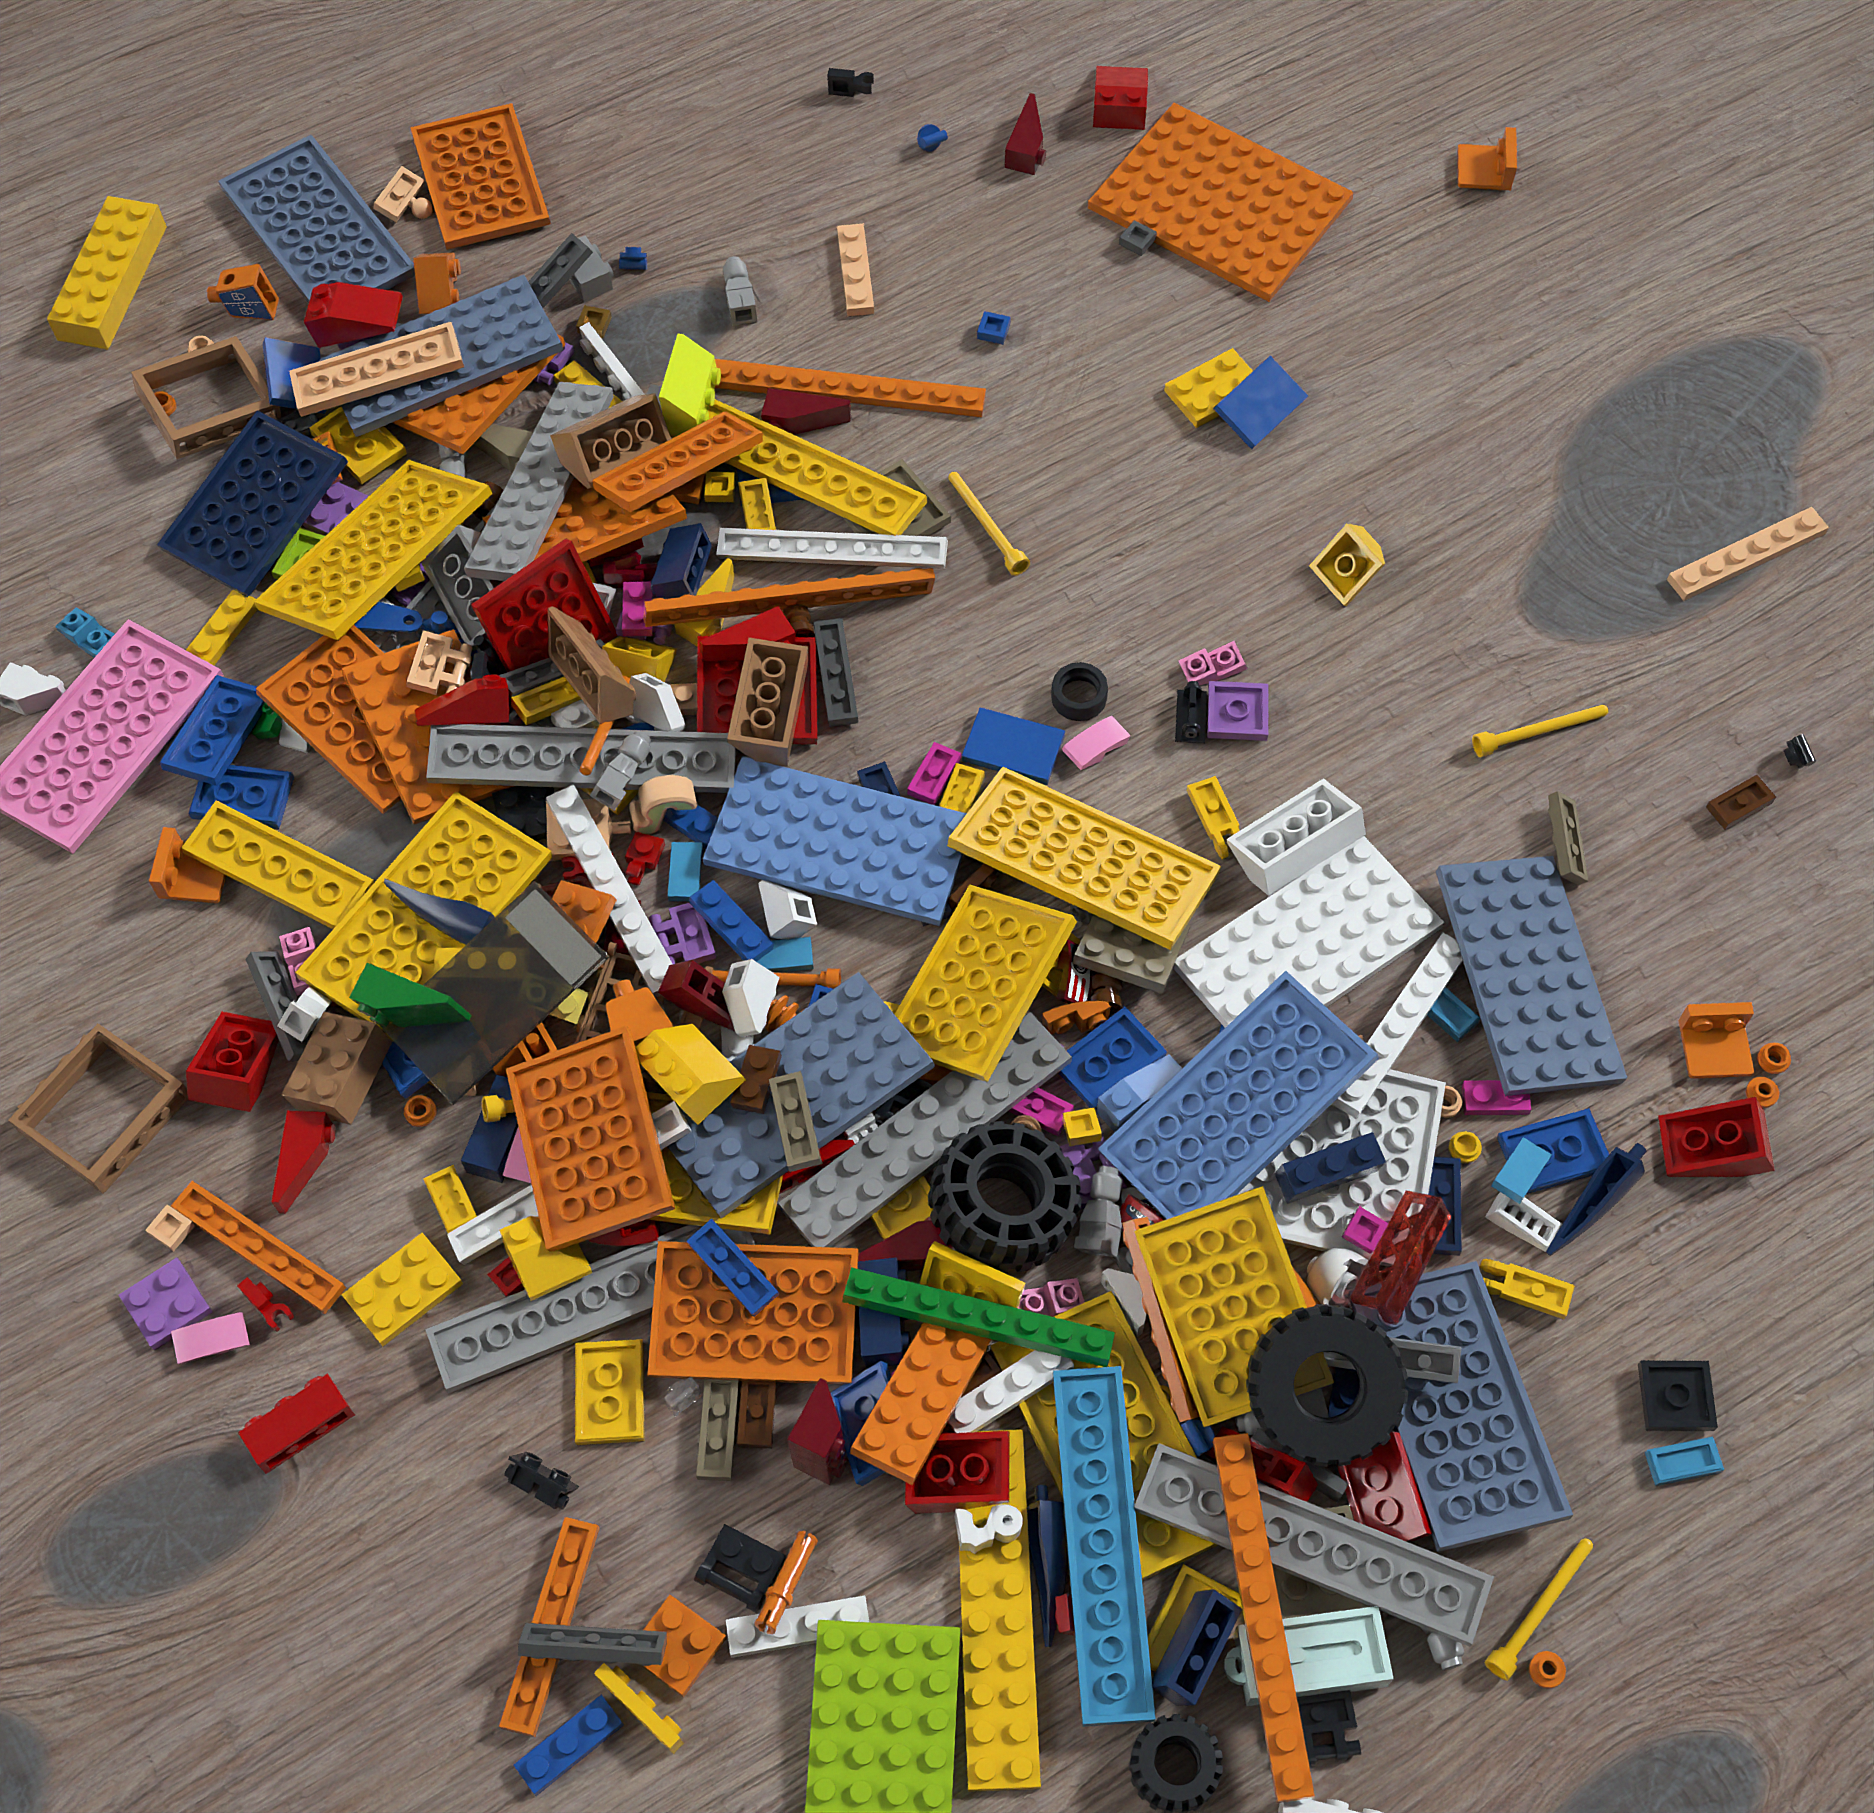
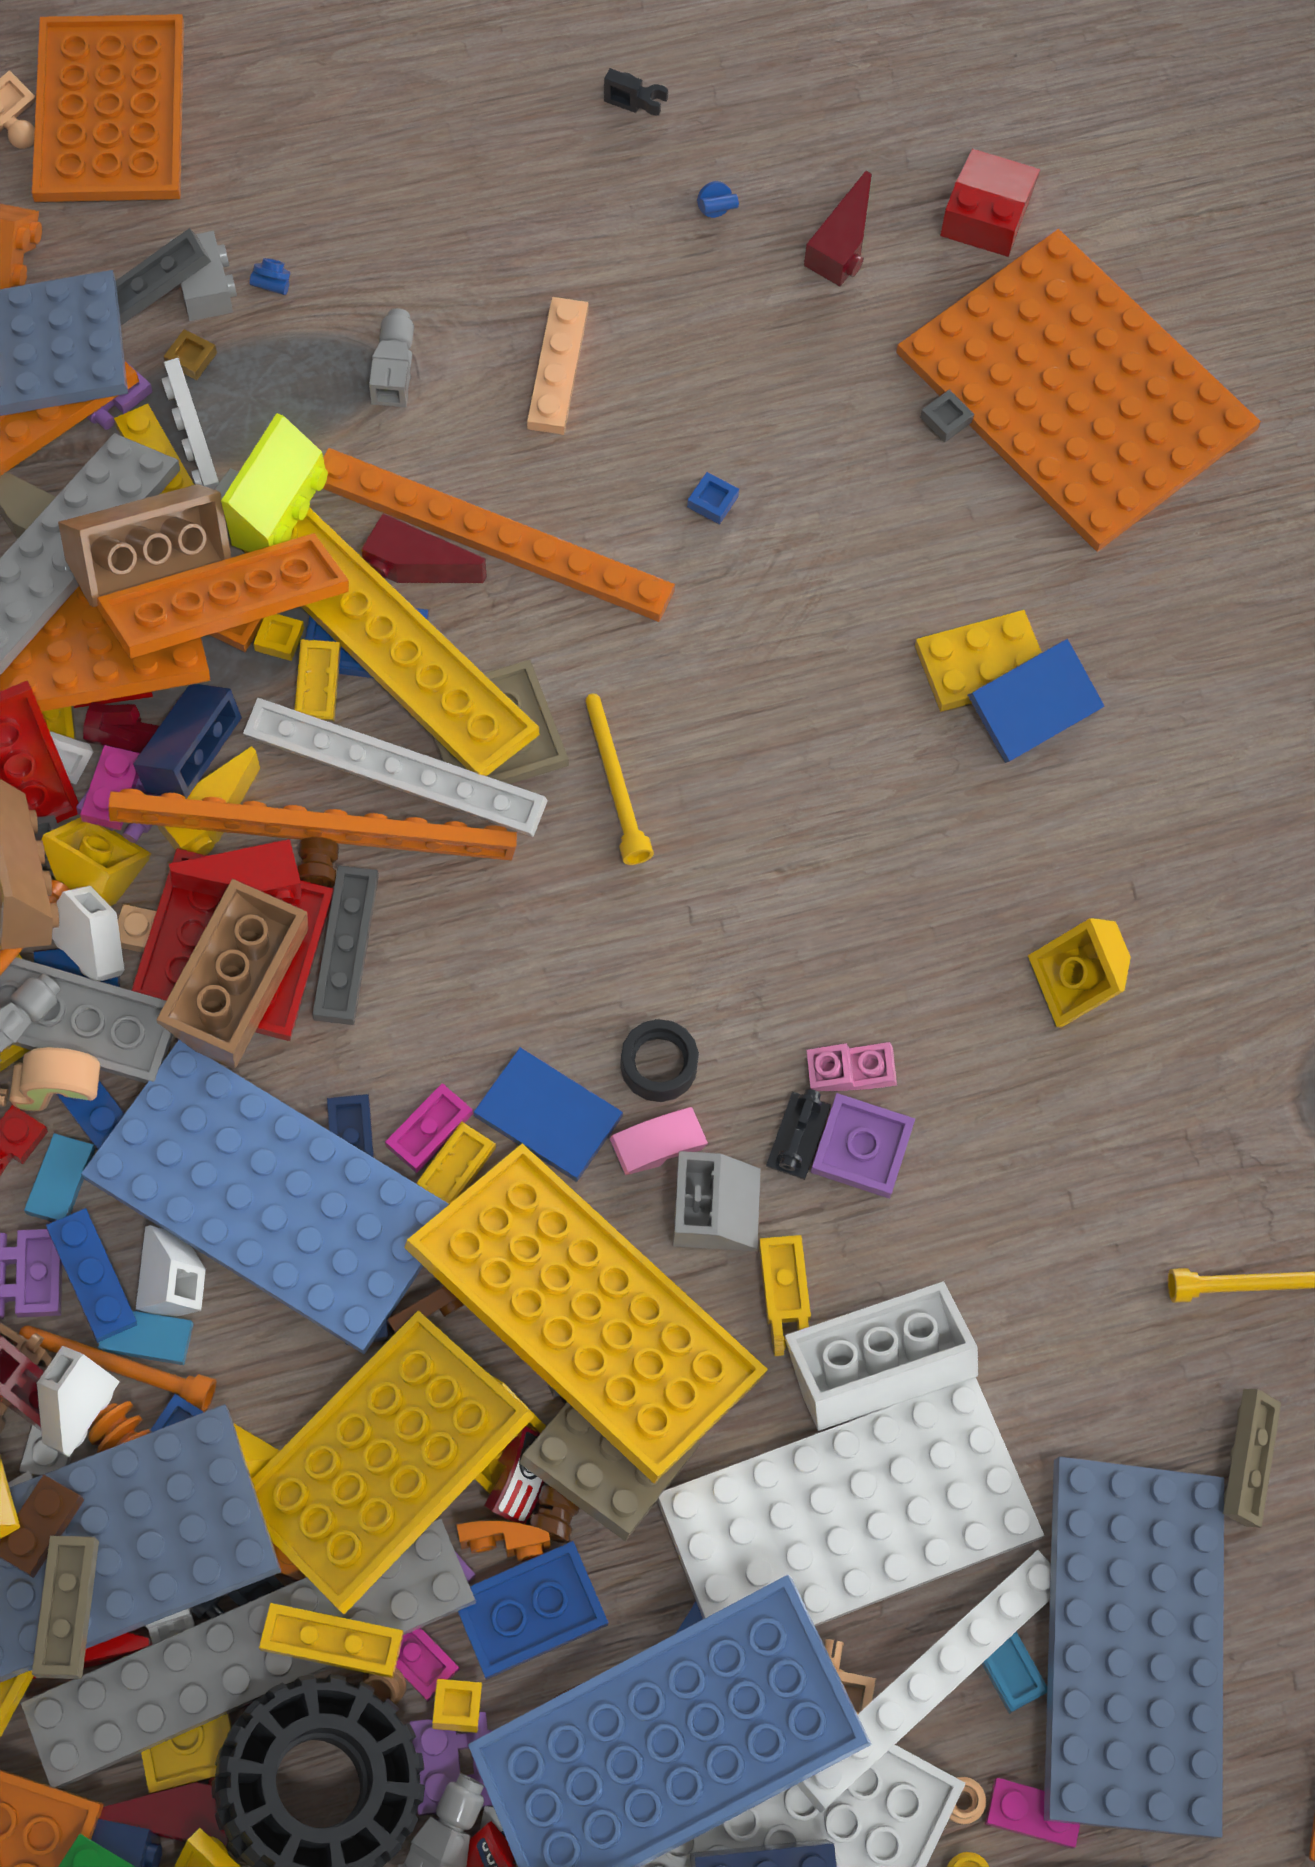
camera: 10 degrees right, 5 degrees up
(983, 1102) = (331, 1640): none -> yellow plate
(1135, 1090) = (552, 1670): medium blue slope -> none
(1148, 769) = (716, 1202): none -> light grey slope

